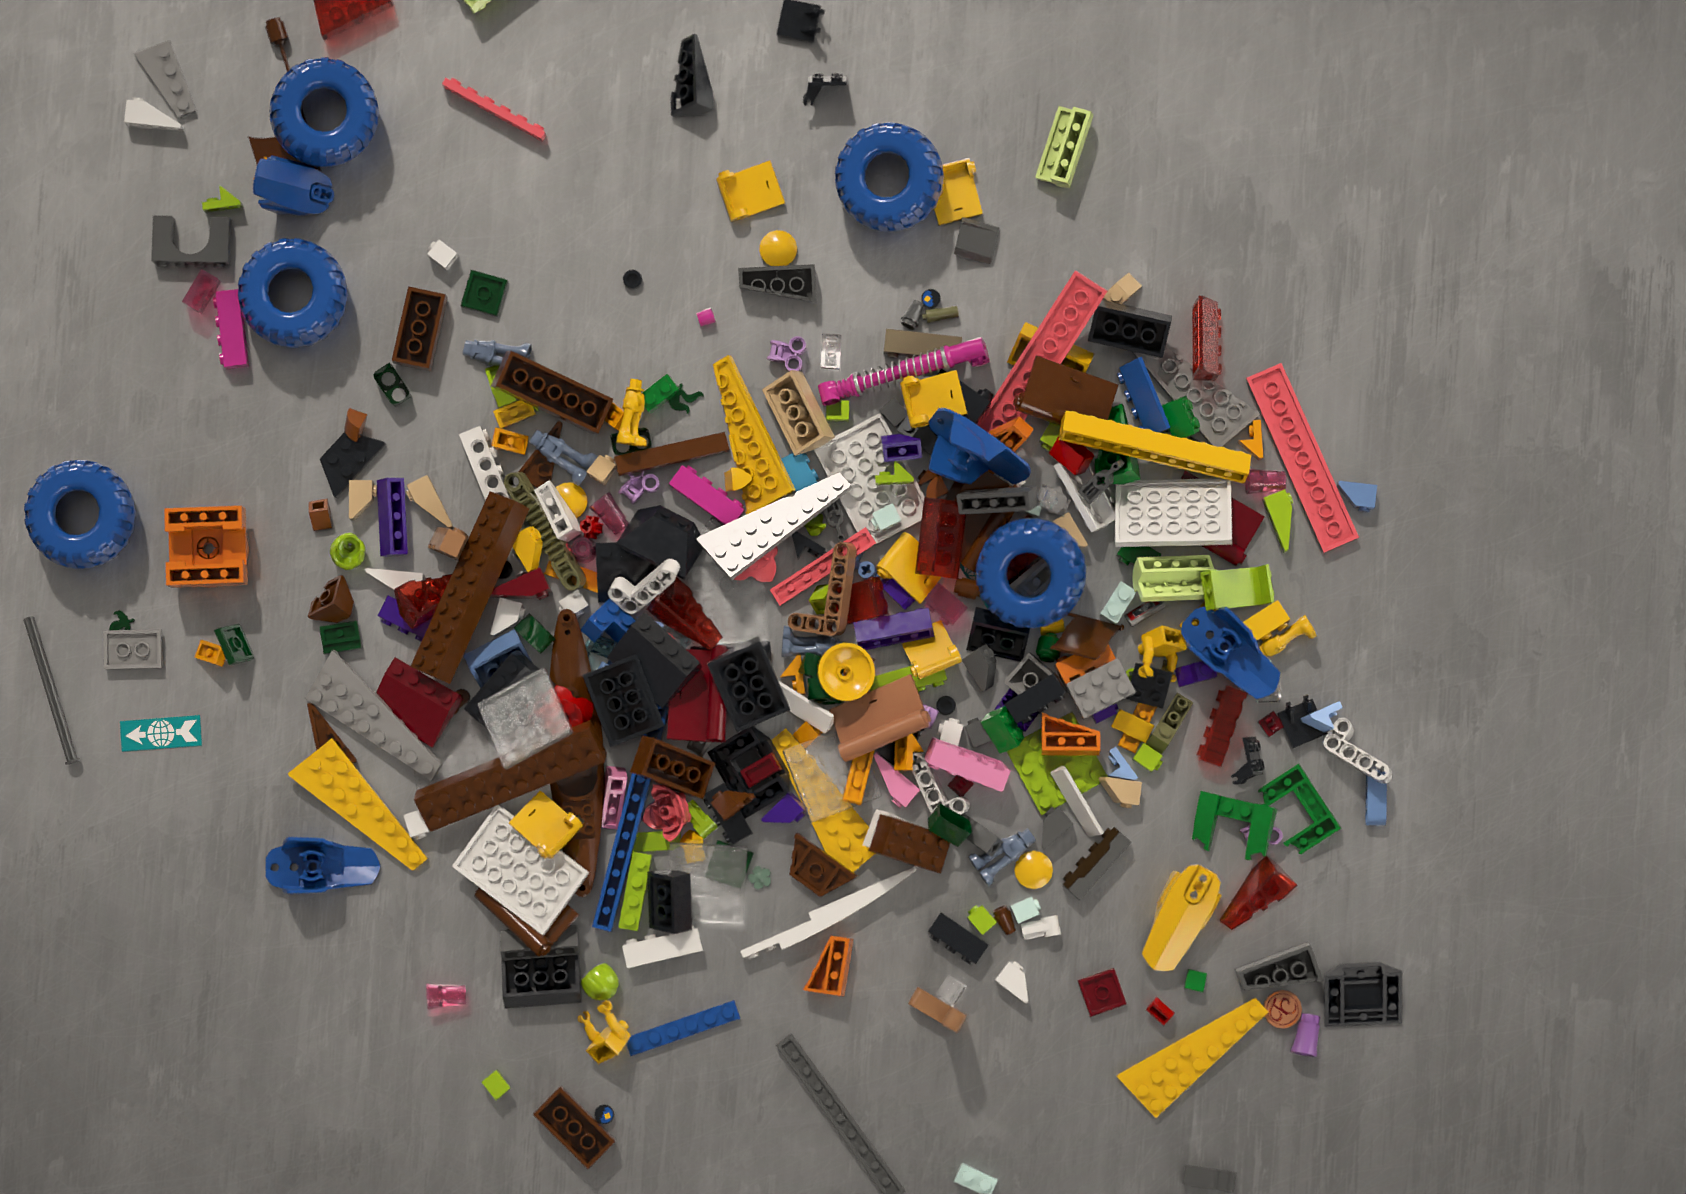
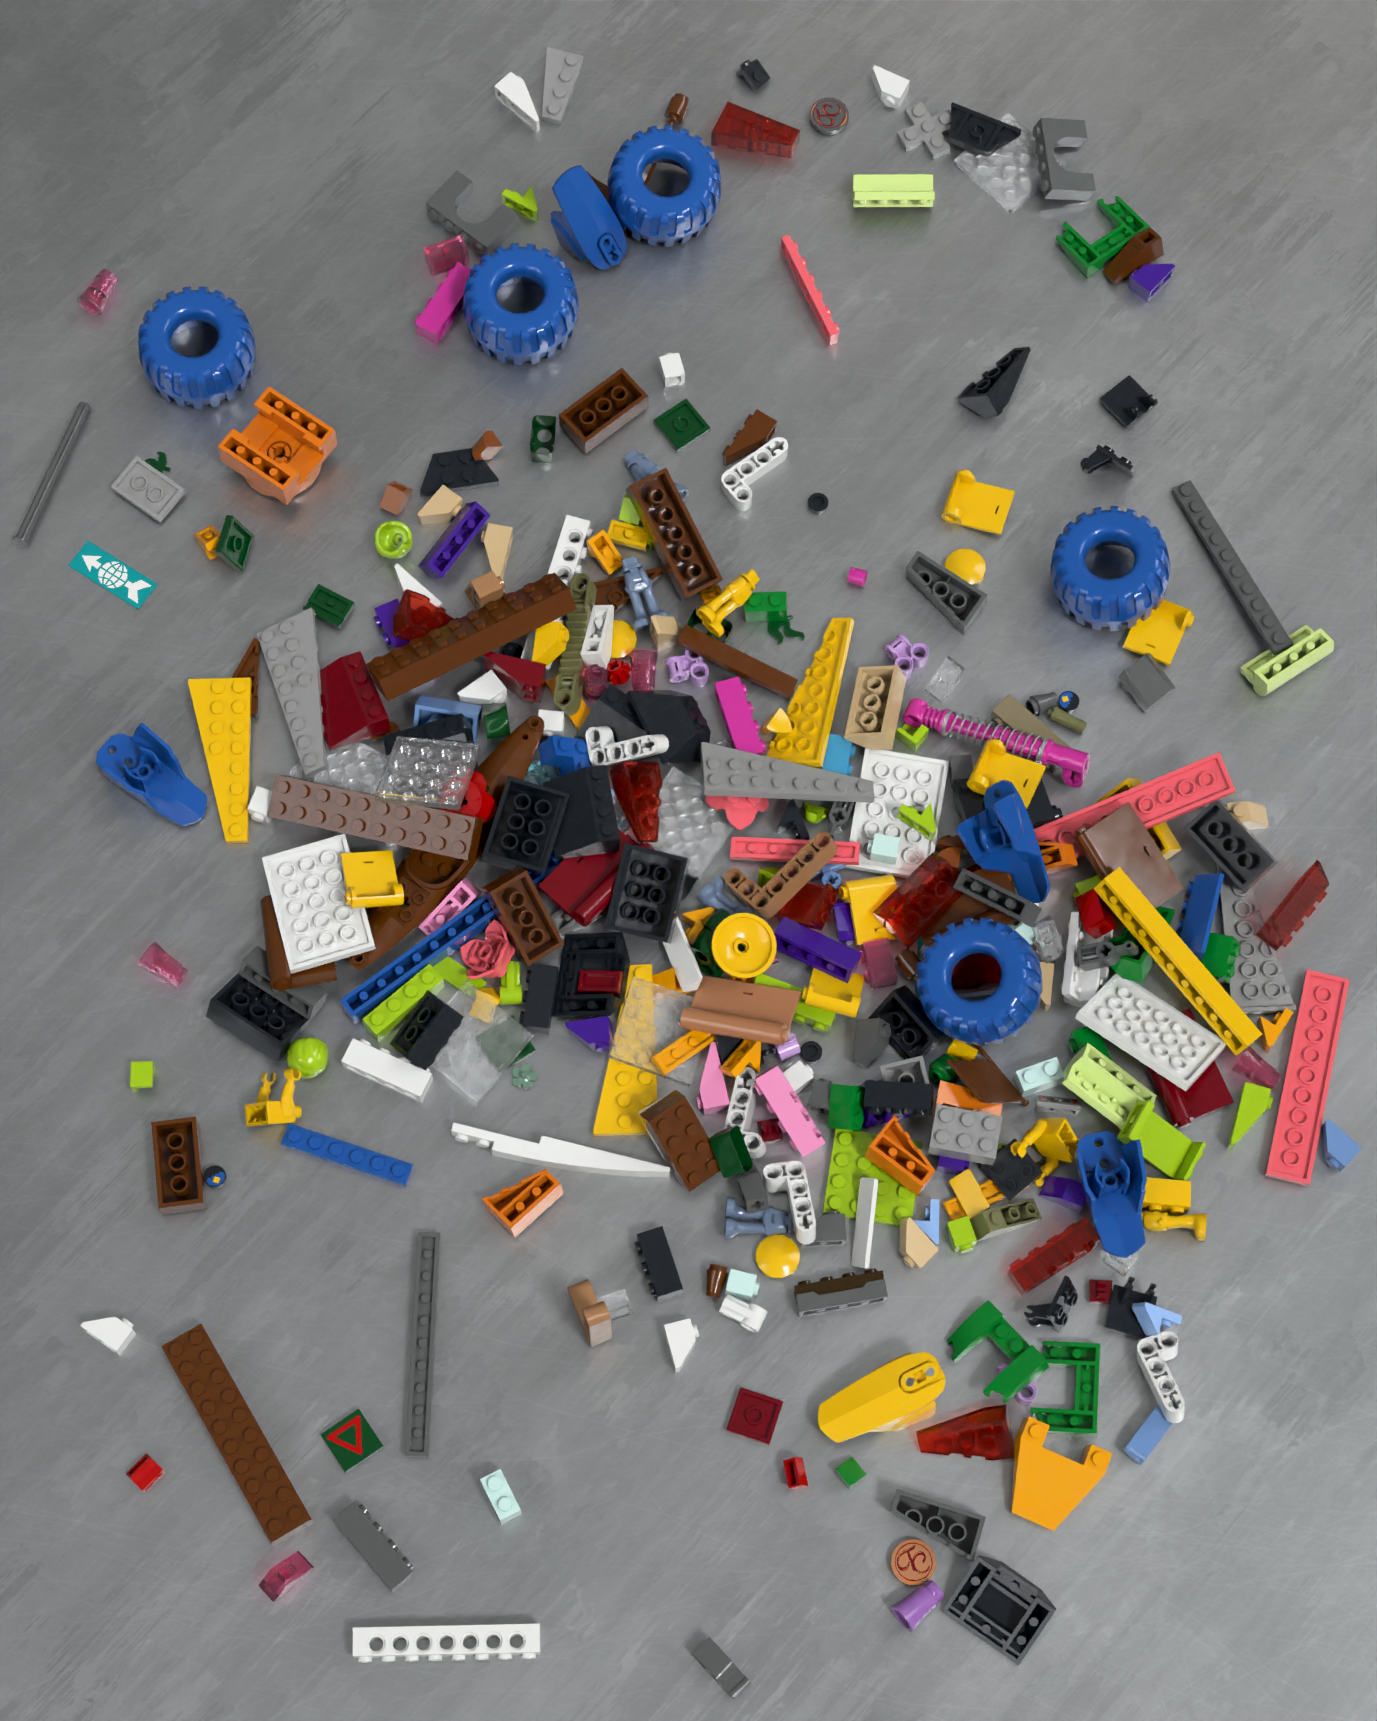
camera: 30 degrees right, 15 degrees down
(334, 603) = (346, 574): reddish brown slope -> none
(545, 262) = (757, 432): none -> reddish brown slope
(568, 288) = (773, 452): none -> white beam
(730, 802) = (550, 985): reddish brown slope -> none
(817, 868) = (581, 1104): reddish brown wing -> none
(900, 447) = (944, 797): dark purple slope -> none
(972, 101) = (1232, 568): none -> dark grey plate
(981, 919) = (694, 1263): lime brick -> none
(1020, 824) = (792, 1177): none -> white beam
(1172, 1070) = (763, 1538): yellow wing -> none
(1333, 888) = (1049, 1484): none -> light orange wedge

